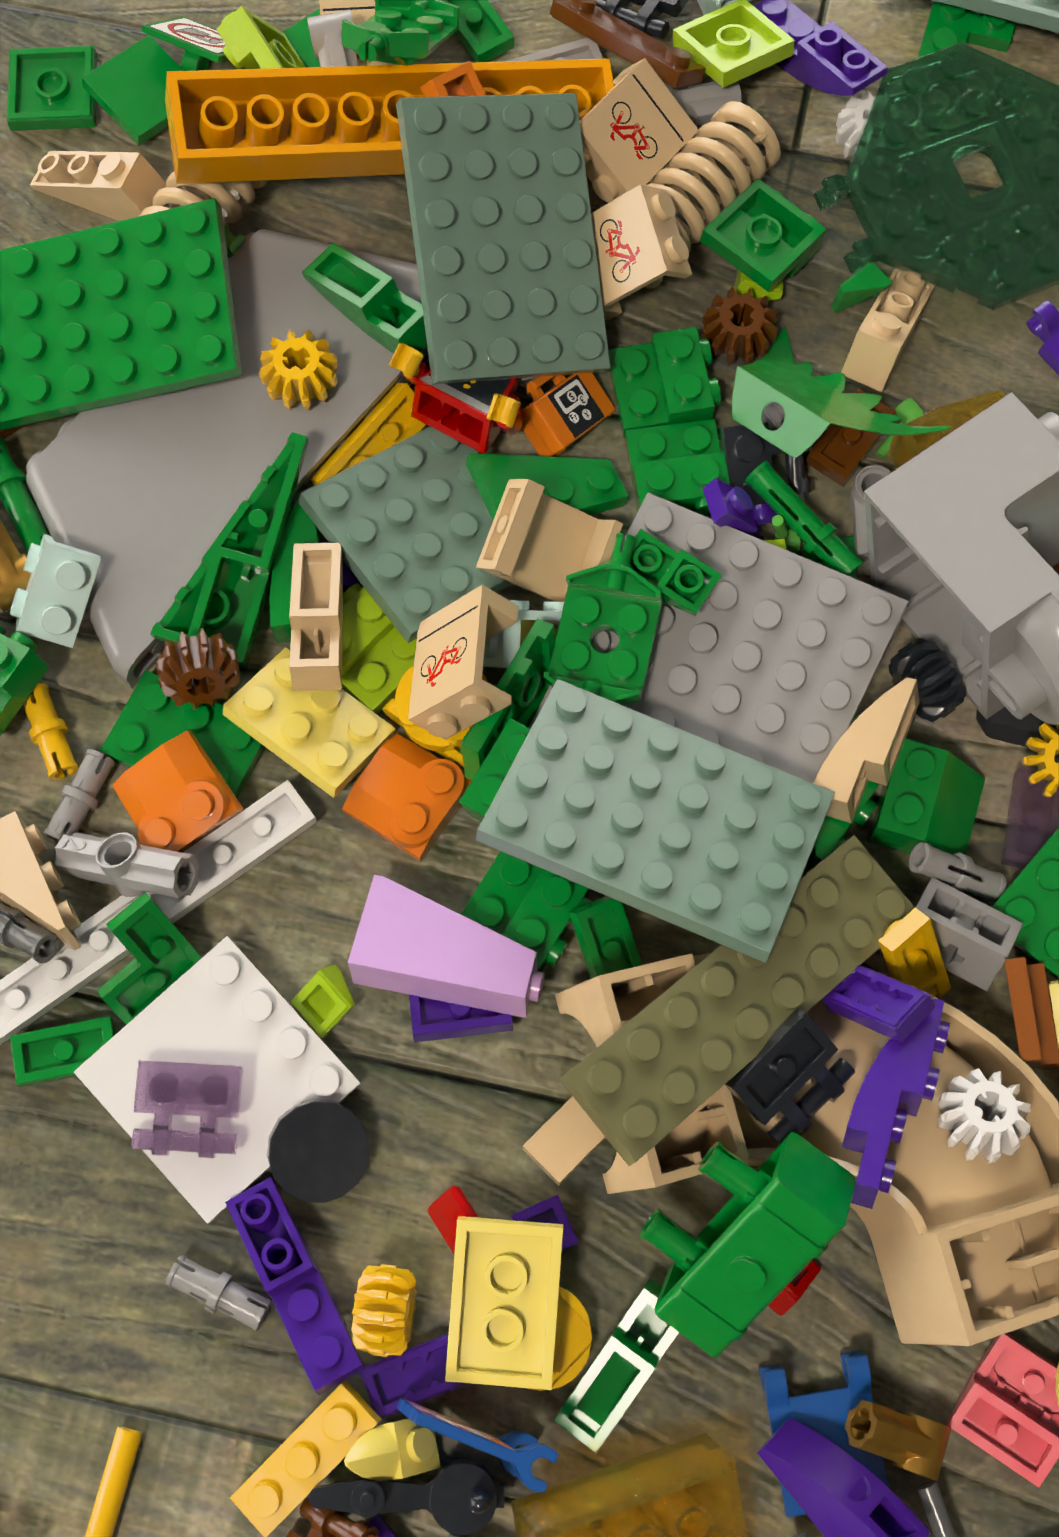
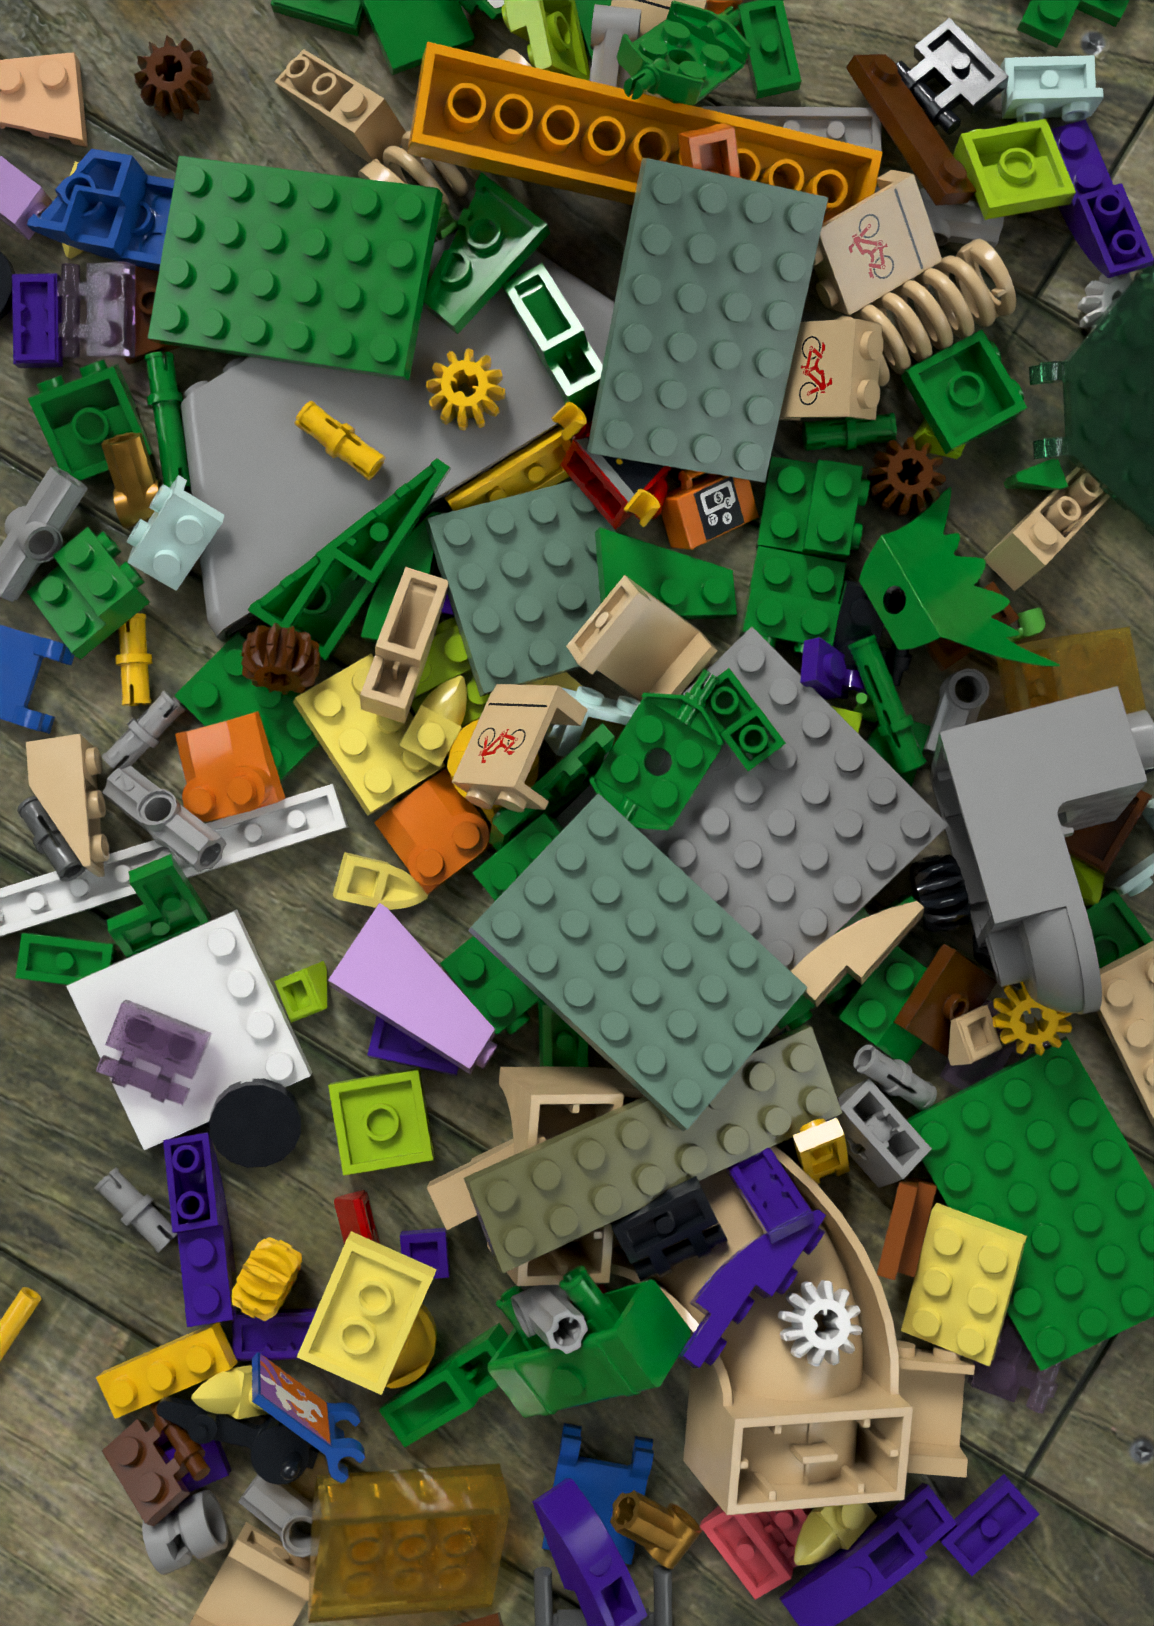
camera: 20 degrees right, 15 degrees up
(192, 453) = (339, 440): none -> yellow pin
(275, 252) = (486, 251): none -> green wing
(353, 863) = (375, 882): none -> light yellow plate
(373, 684) = (437, 721): none -> light yellow plate
(450, 1104) = (381, 1121): none -> lime plate
(670, 307) = (848, 432): none -> green pin
(700, 1210) = (551, 1316): none -> light grey piece
(975, 780) = (944, 992): none -> reddish brown plate
(1016, 805) = (972, 1037): none -> tan slope

